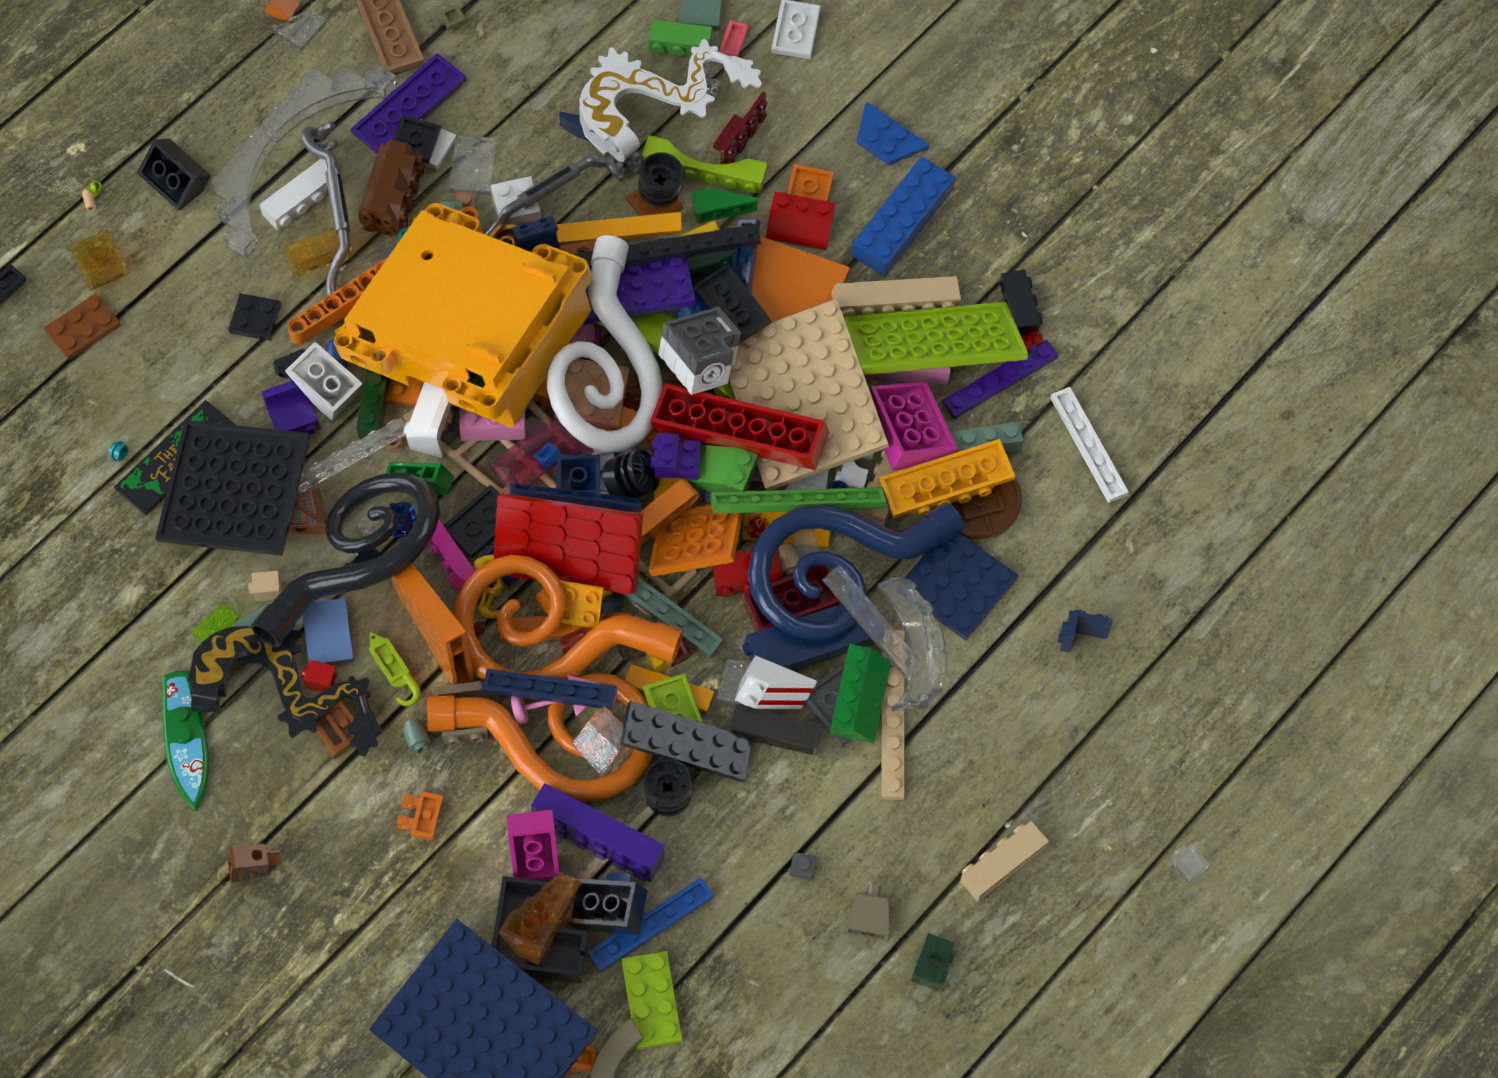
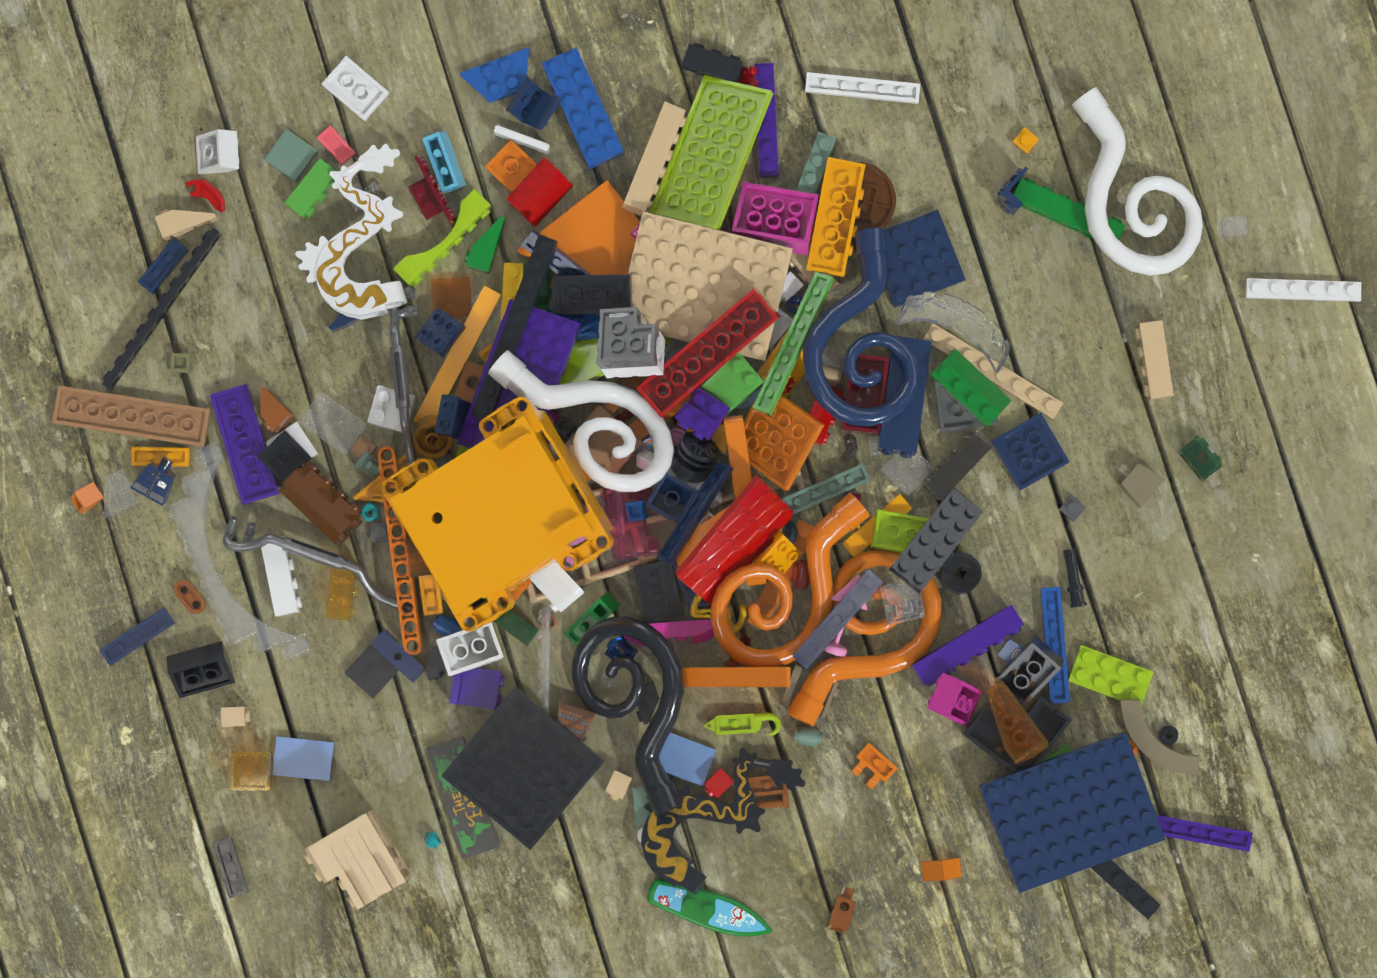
camera: 60 degrees left, 20 degrees up
(61, 384) = (361, 858): none -> tan piece
(82, 326) = (300, 813): dark orange plate -> none
(90, 194) = (179, 746): arm -> none
(136, 302) = (303, 758): none -> medium blue tile
(144, 223) = (235, 716): none -> tan brick
(175, 108) = (137, 636): none -> dark blue plate
(218, 620) = (627, 840): clear neon green plate -> none
(237, 133) = (189, 597): none -> dark orange plate
(278, 341) = (389, 648): none -> dark blue tile
(329, 49) = (156, 481): none -> dark blue torso
(352, 941) = (941, 869): none -> orange slope
(355, 45) = (144, 455): none -> light orange tile
(453, 106) = (273, 412): none -> dark orange slope
(613, 202) = (440, 332): none -> dark blue plate
(663, 170) = (437, 274): black wheel -> none
(722, 912) = (1075, 588): none -> black pin
(733, 622) = (851, 447): none -> clear smoke arm
(773, 686) = (927, 455): white slope -> none
(775, 127) = (444, 162): none -> medium azure brick
(834, 791) = (1030, 451): none -> dark blue plate
(840, 182) = (522, 139): none -> white tile
(873, 622) = (923, 346): clear tile -> none
(877, 171) = (533, 105): none -> dark blue bracket
(1096, 696) = (1059, 208): none -> green brick
(1140, 620) = (1025, 140): none -> light orange plate
(1174, 972) = (1303, 290): none -> white plate
(1210, 669) = (1096, 113): none -> white animal

